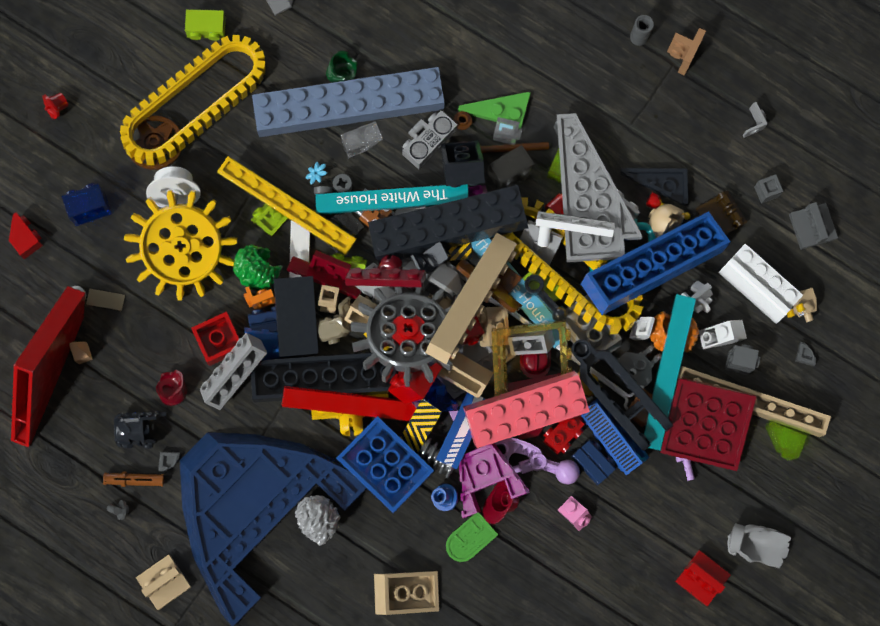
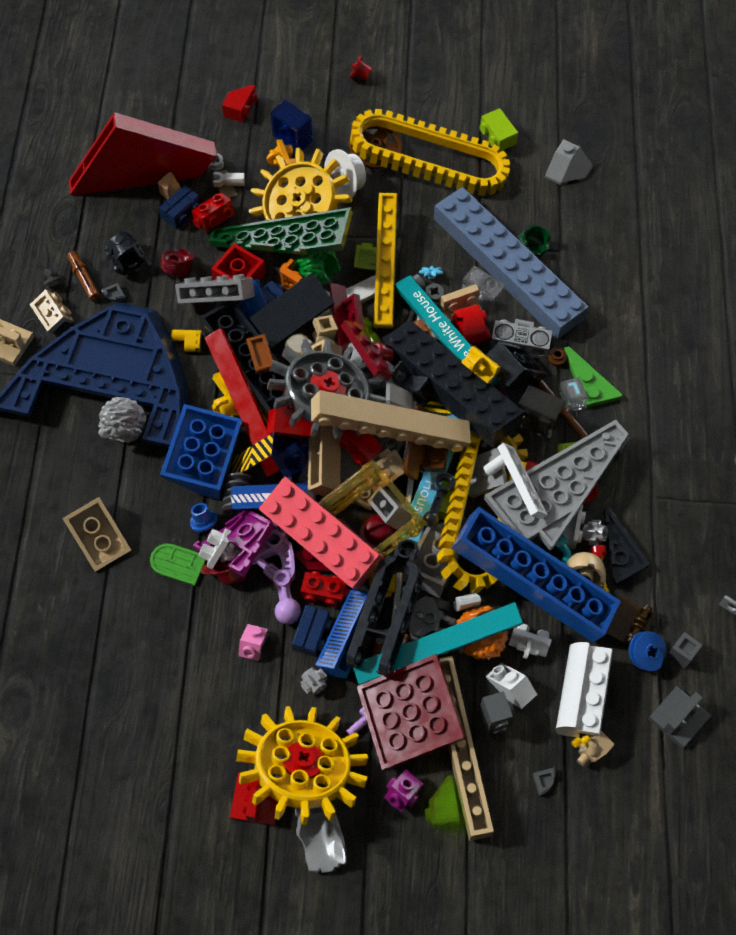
camera: 65 degrees right, 15 degrees down
(106, 292) = (229, 179): none -> white bar
(110, 233) = (284, 151): none -> light orange hips
(111, 353) = (179, 207): none -> dark blue brick
(138, 327) = (213, 212): none -> red brick
(155, 526) = (51, 310): none -> tan bracket
(224, 268) = (295, 235): none -> dark green wing
(261, 416) = (191, 338): none -> yellow piece
(324, 366) = (260, 353): none -> dark orange tile
(368, 169) = (459, 299): none -> tan bracket
(396, 173) = (471, 324): none -> red brick
(456, 192) = (481, 365): none -> yellow hips
(486, 500) = (220, 549): none -> white hips
(636, 483) = (314, 680): none -> light grey gear
(637, 192) = (595, 532): none -> light grey gear
(715, 525) = (302, 763): none -> yellow gear
(755, 217) = (647, 651): none -> blue piece
(760, 464) = (403, 790): none -> magenta brick

